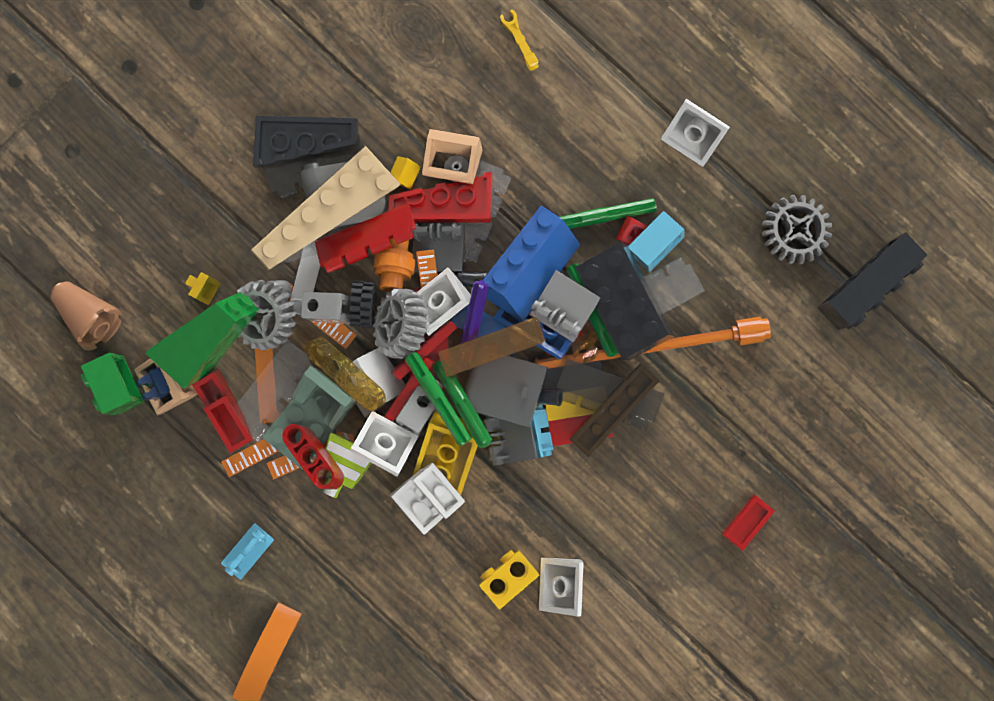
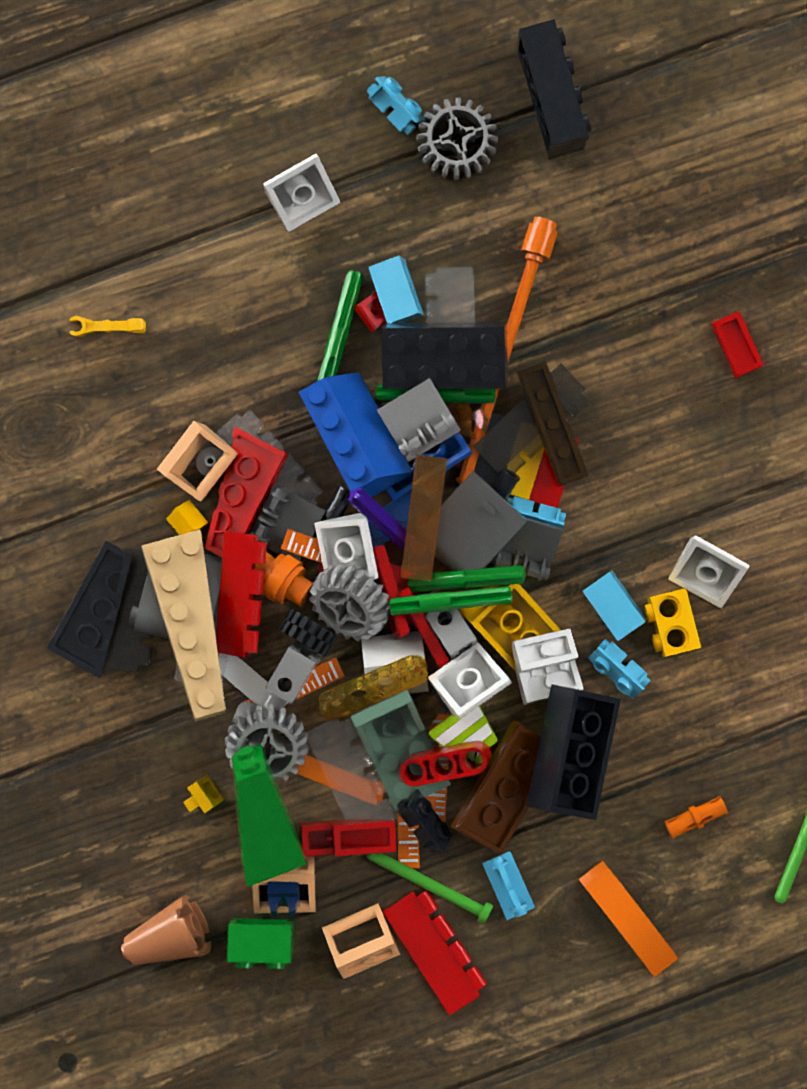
camera: 65 degrees left, 0 degrees up
(143, 470) = (365, 955): none -> light nougat tile
(166, 523) = (428, 947): none -> red windscreen
(219, 494) = (433, 886): none -> bright green bar
(260, 472) = (432, 832): none -> black hinge
(319, 513) = (501, 791): none -> reddish brown tile
(369, 669) = (696, 817): none -> orange pin
(370, 551) = (573, 752): none -> black brick
(448, 565) = (628, 679): none -> medium azure hinge
(500, 527) = (614, 605): none -> medium azure hinge
(803, 161) = (389, 94): none -> medium azure hinge

